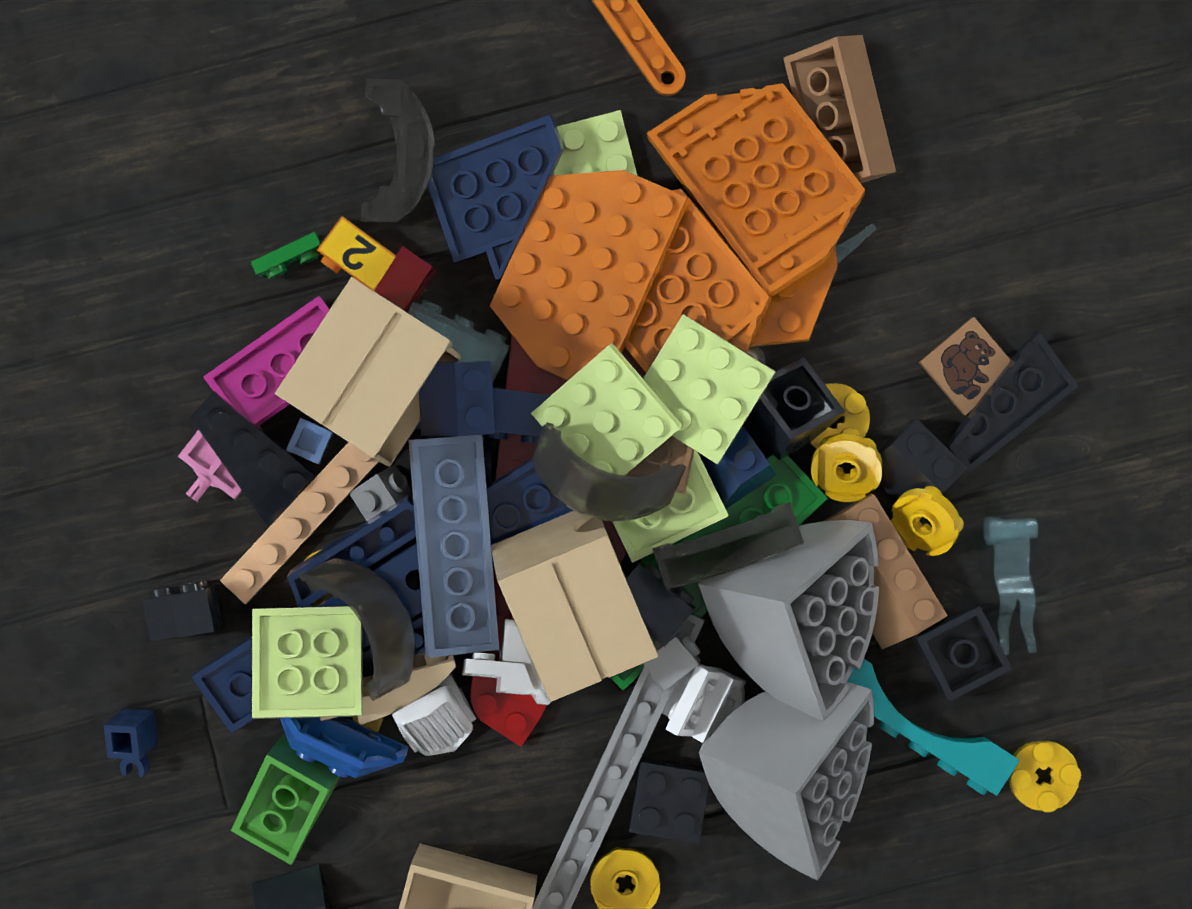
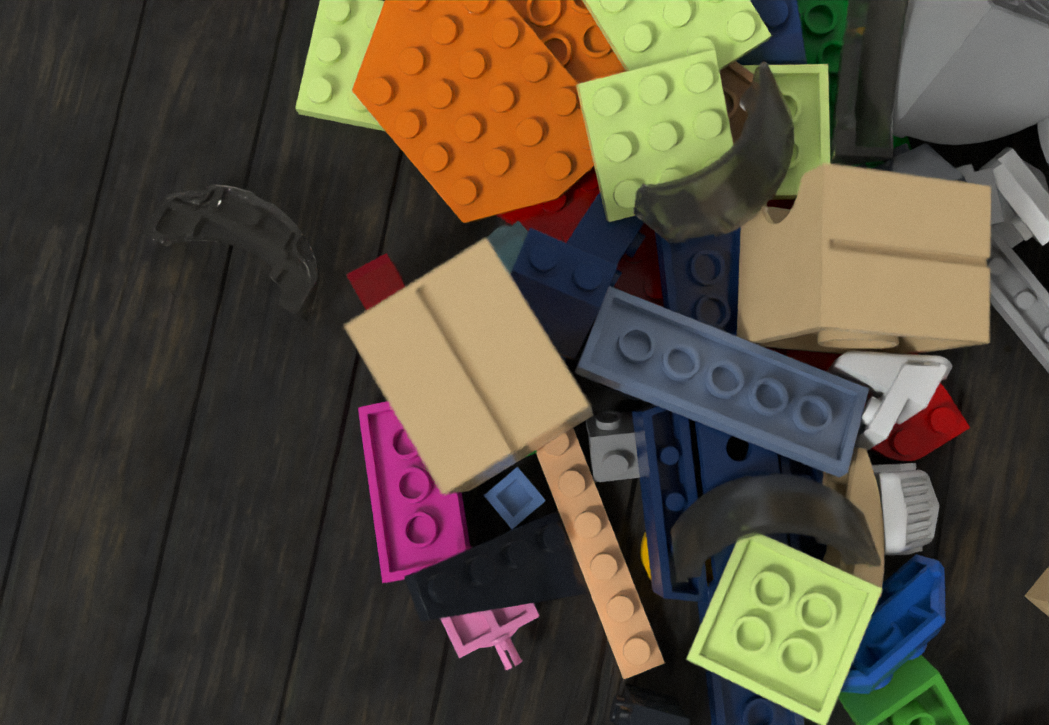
camera: 65 degrees left, 5 degrees down
(275, 262) = (297, 402): green plate -> none
(355, 253) = (324, 345): yellow brick -> none
(492, 188) = (335, 157): dark blue wing -> none

